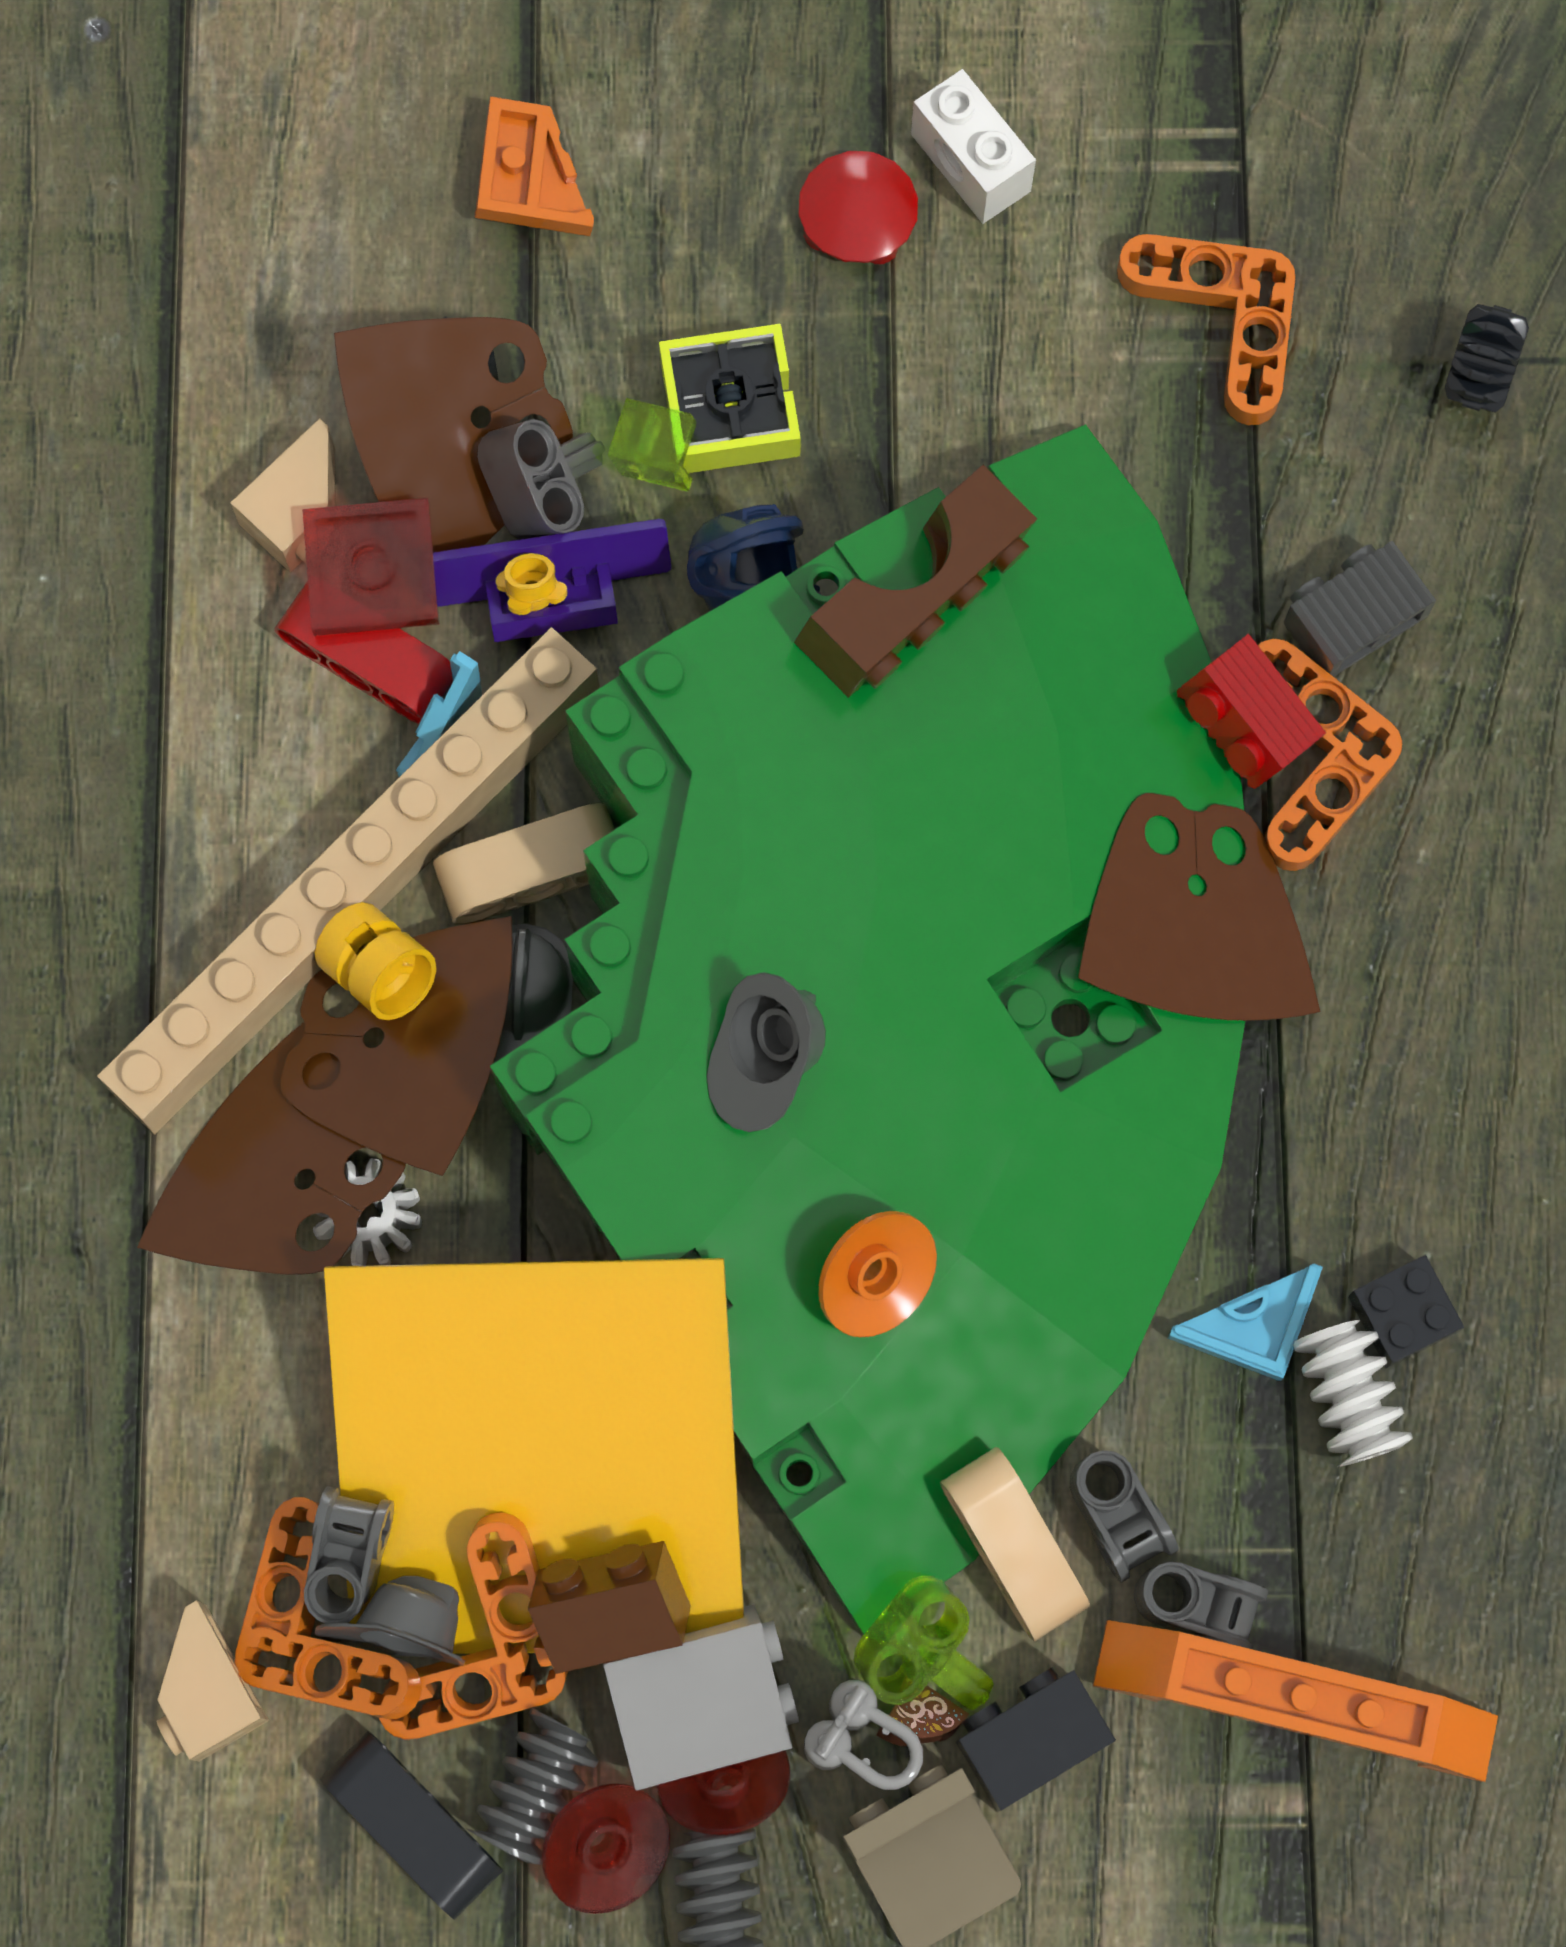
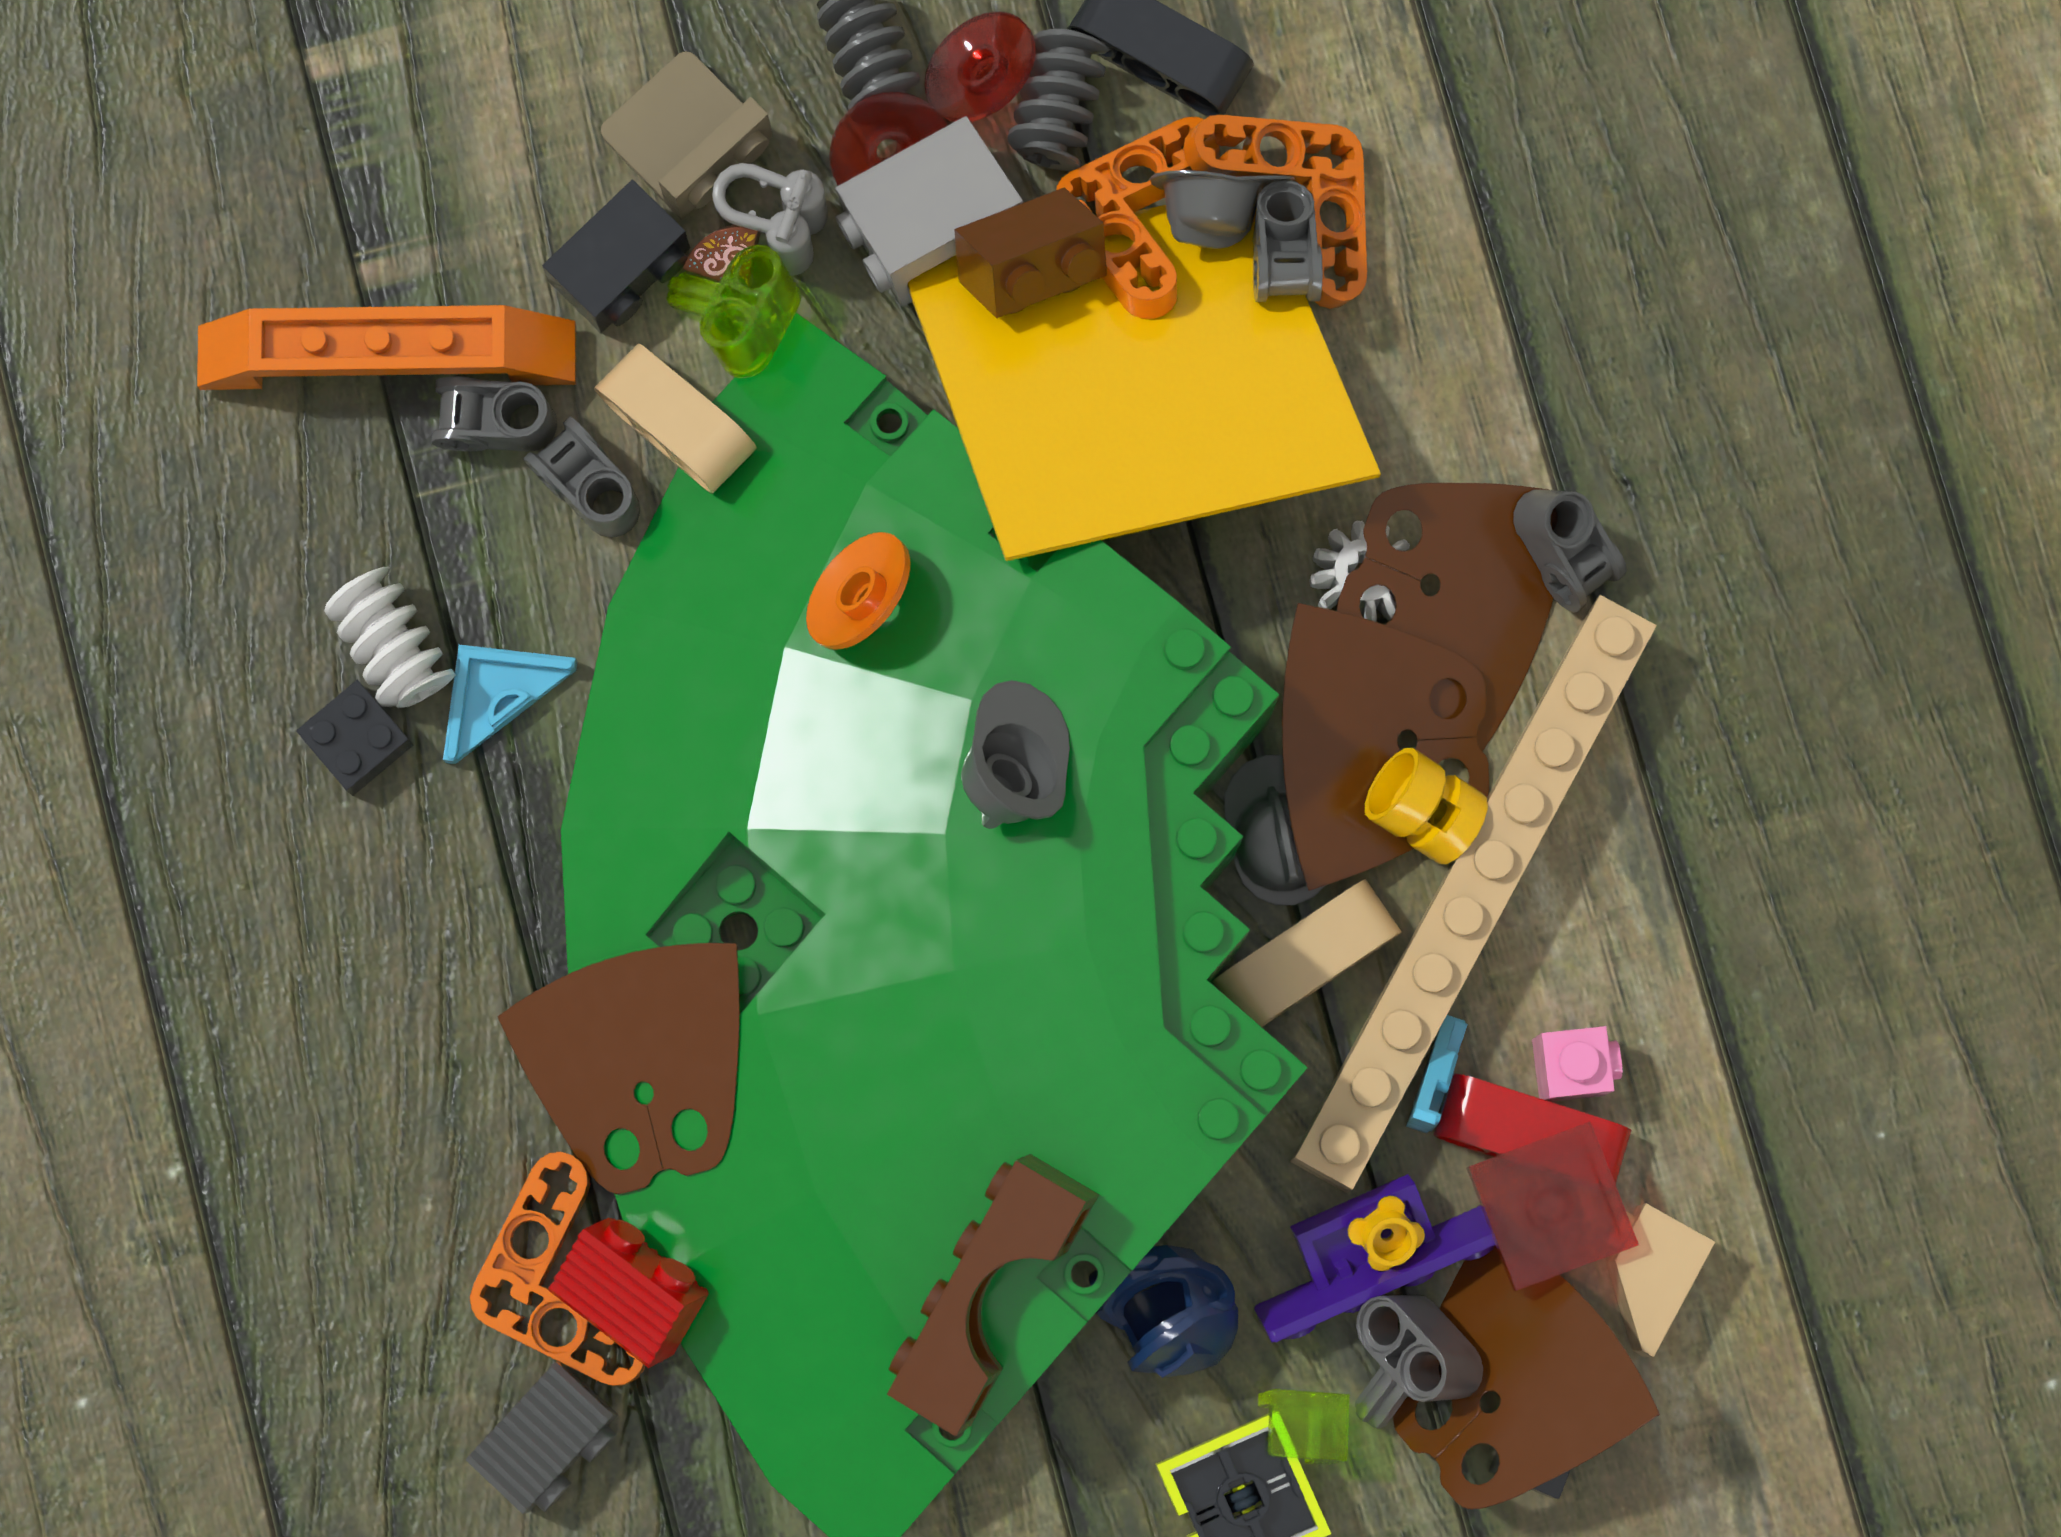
camera: 165 degrees right, 5 degrees up
(158, 1189) = (1575, 554): none -> dark grey piece
(202, 1691) = (1381, 107): tan slope -> none
(307, 698) = (1576, 1064): none -> bright pink brick

